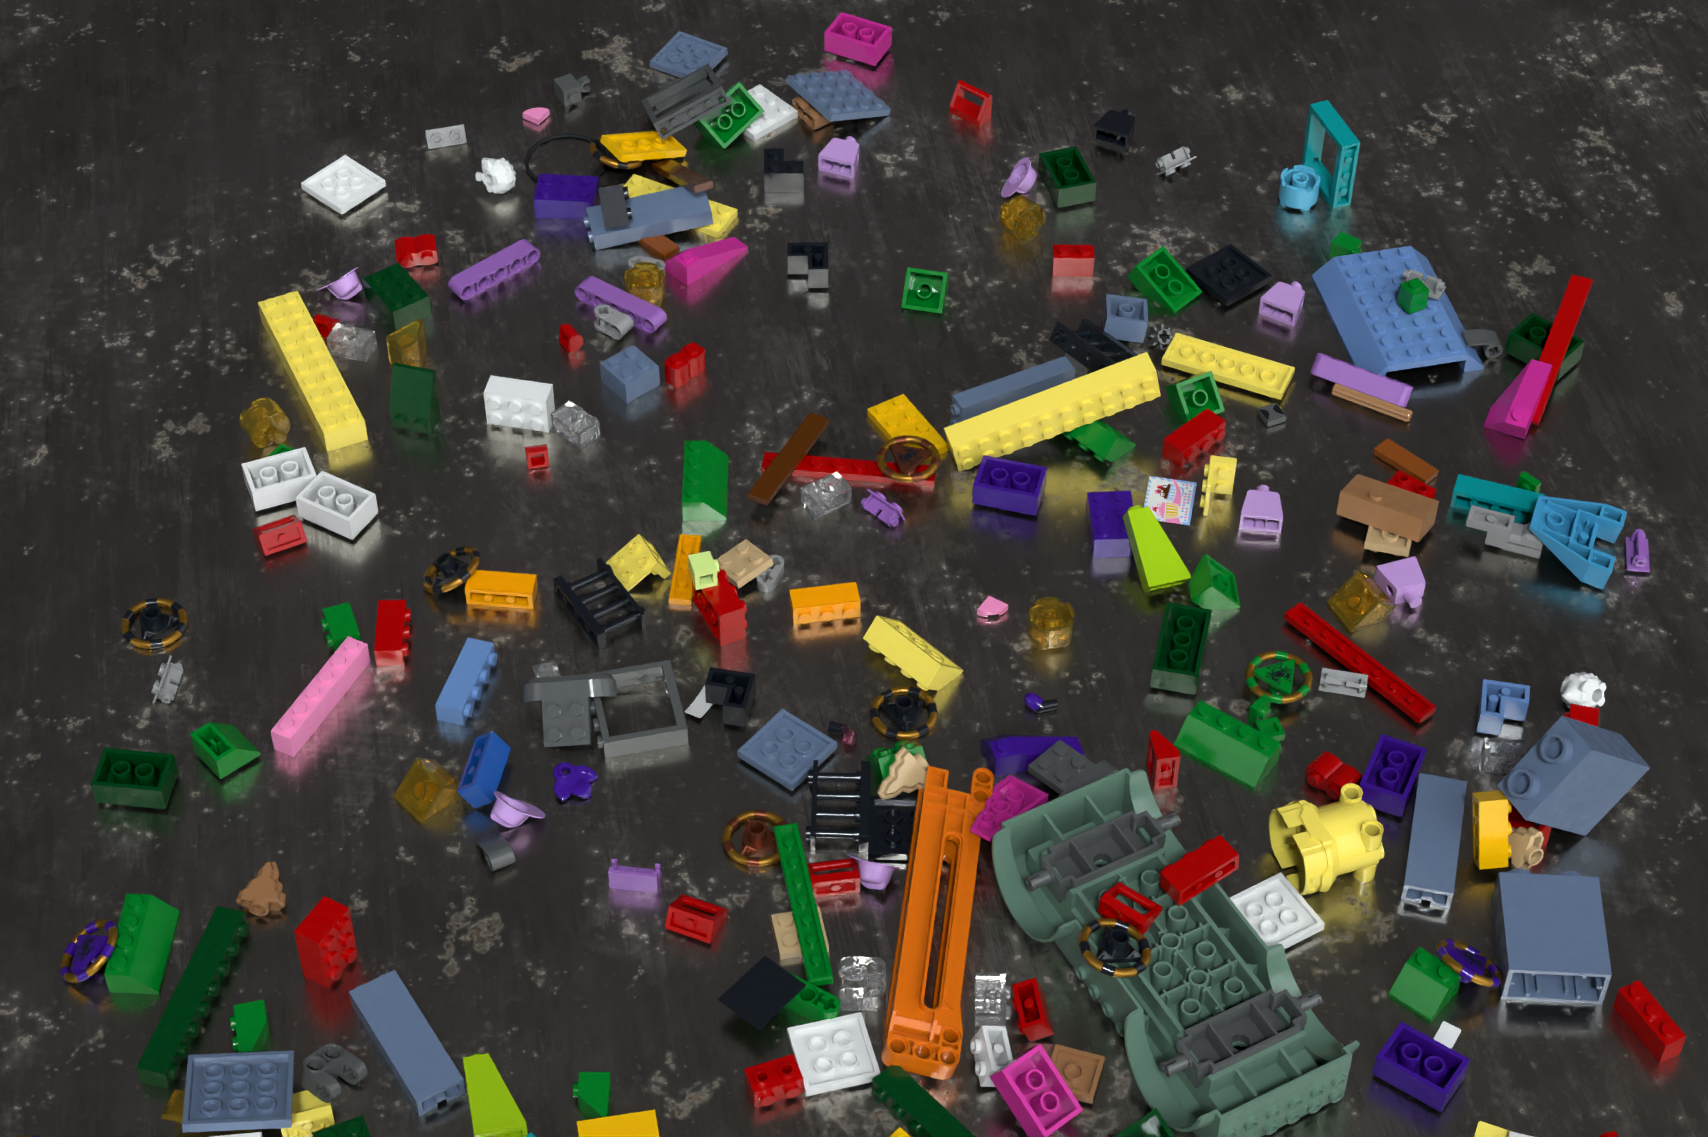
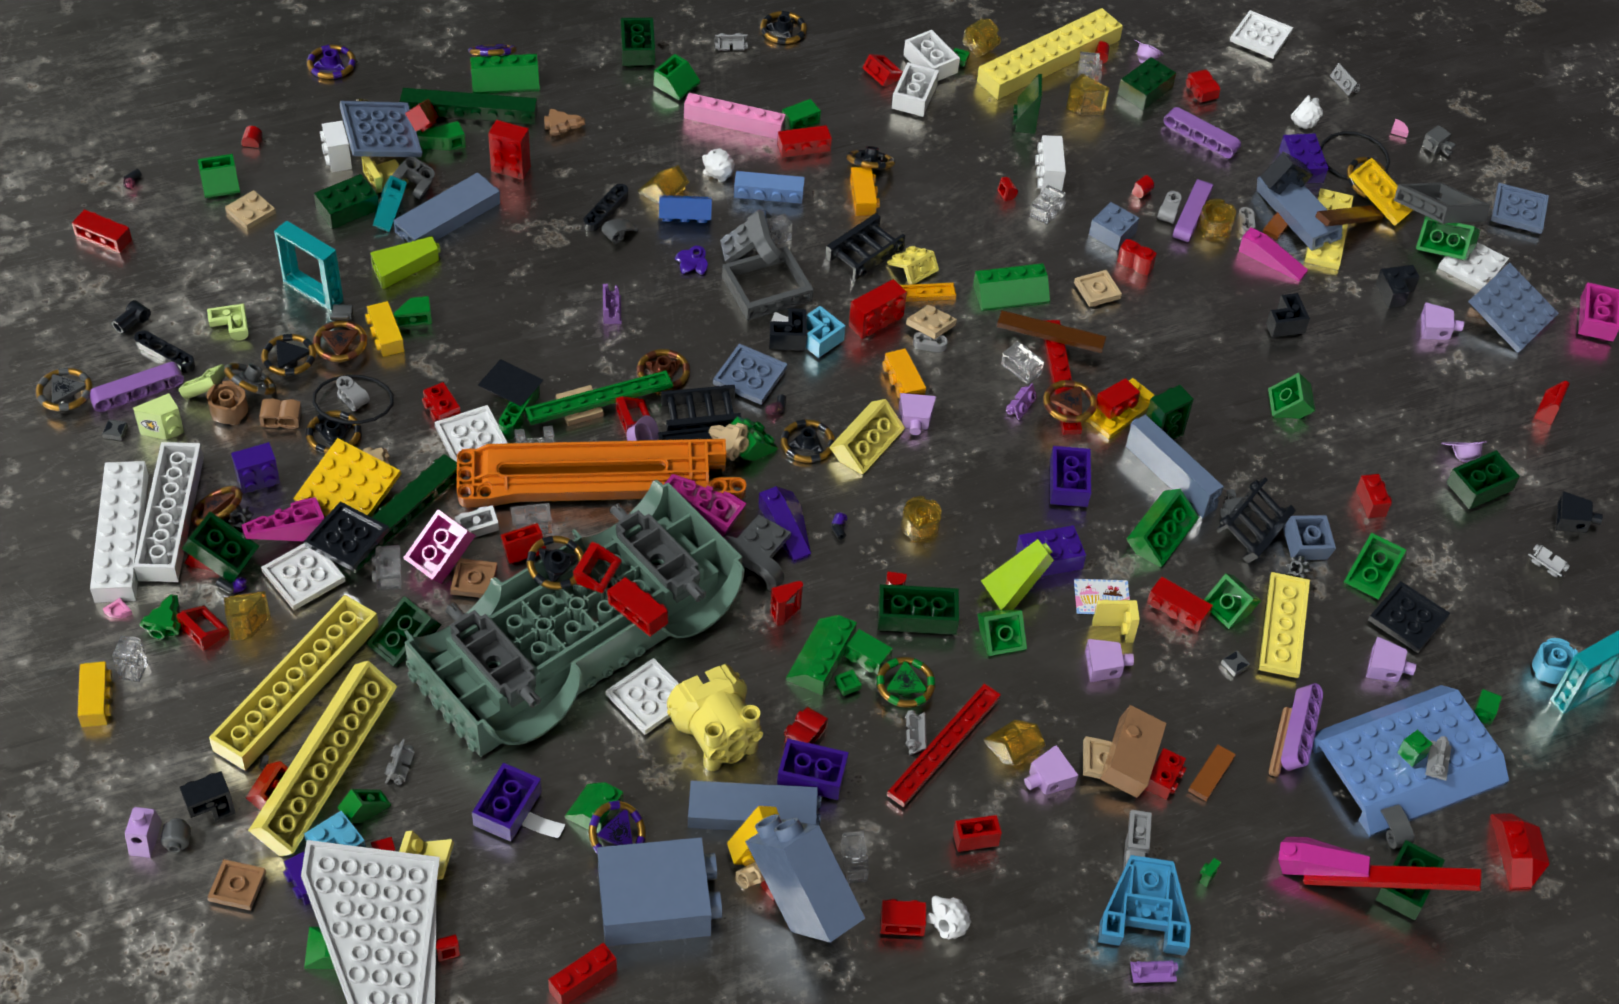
camera: 75 degrees right, 5 degrees up
(216, 1039) = (422, 116): none -> red brick
(379, 1111) = (389, 203): none -> teal slope
(410, 725) = (718, 164): none -> white animal
(449, 859) = (618, 194): none -> black beam
(512, 812) = (655, 230): lavender piece -> none
(692, 922) = (570, 350): red tile -> none
(703, 570) = (888, 280): yellowish green brick -> none
(722, 409) = (1098, 288): none -> tan plate
(742, 656) = (824, 331): none -> medium azure brick
(884, 600) = (916, 411): none -> lavender torso
(912, 417) = (1117, 398): none -> red brick
(947, 377) = (1171, 411): none -> dark green brick
(992, 607) = (935, 484): bright pink tile -> none
(1022, 218) = (1408, 451): clear yellow brick -> none
(1053, 411) = (1148, 484): light yellow brick -> none
(1136, 665) = (895, 578): none -> red brick
(1234, 699) = (868, 651): none -> green brick
(1259, 709) = (867, 672): green plate -> none
(1480, 651) = (977, 833): none -> red brick
(1494, 497) = (1183, 843): teal brick -> none
(1500, 702) = (916, 845): medium blue brick -> none
(1504, 270) = (1520, 850): none -> red wedge

